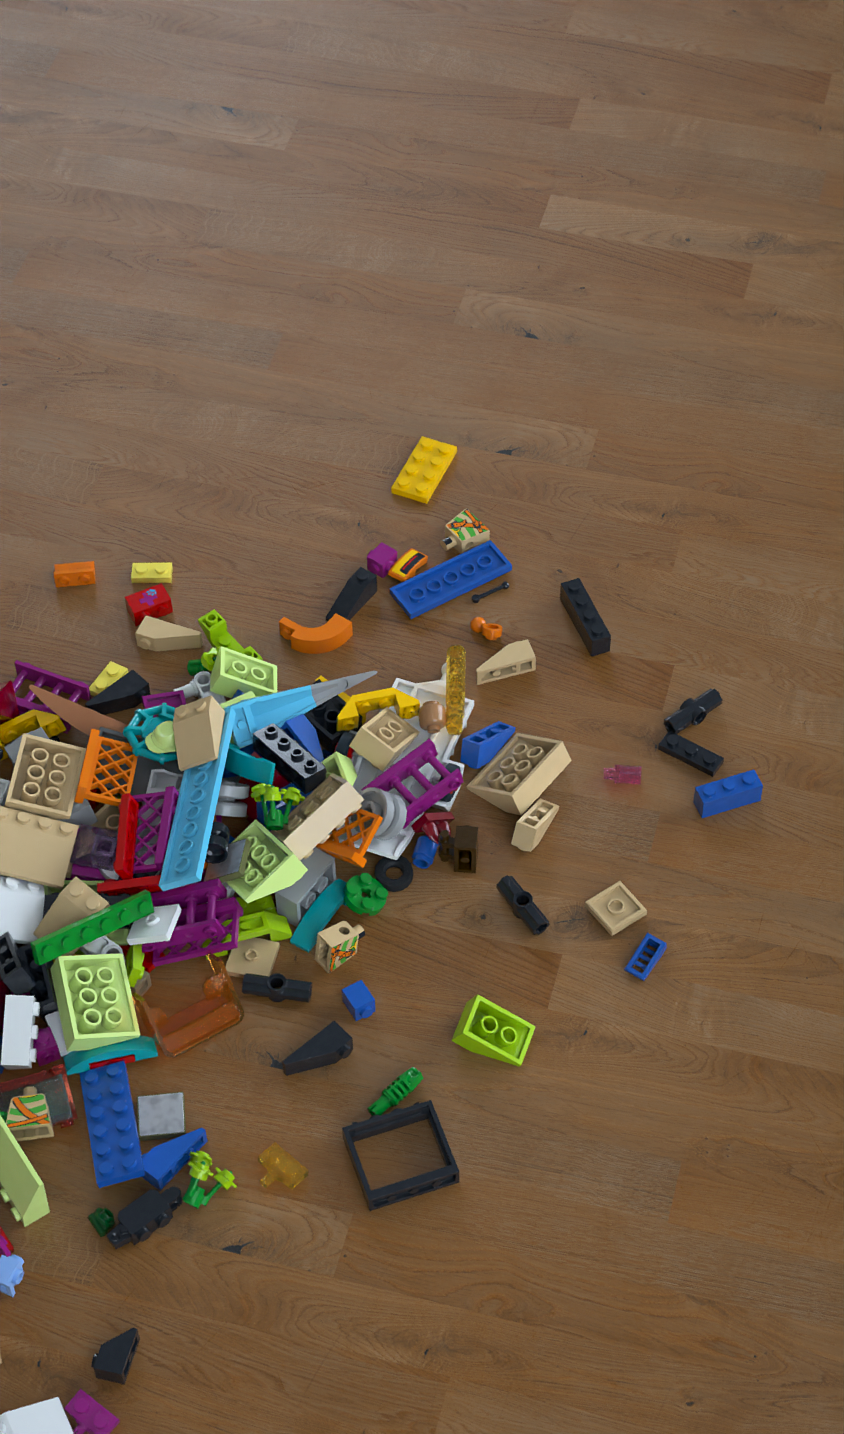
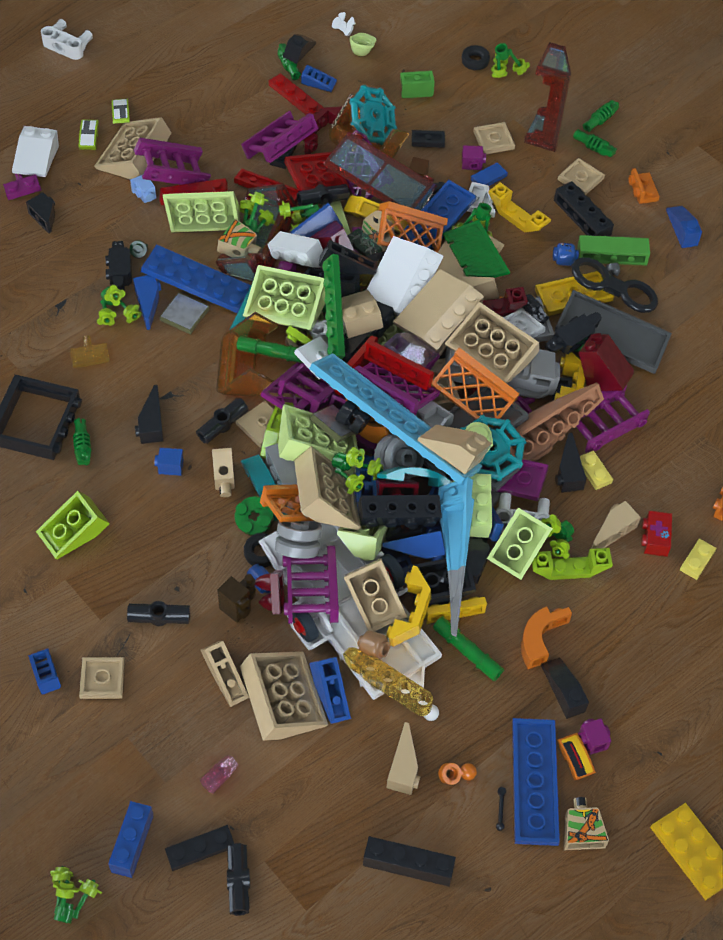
camera: 120 degrees right, 5 degrees up
(162, 987) = (267, 348): none -> green piece
(372, 663) = (469, 649): none -> green piece
(808, 795) = (65, 890): none -> lime plant

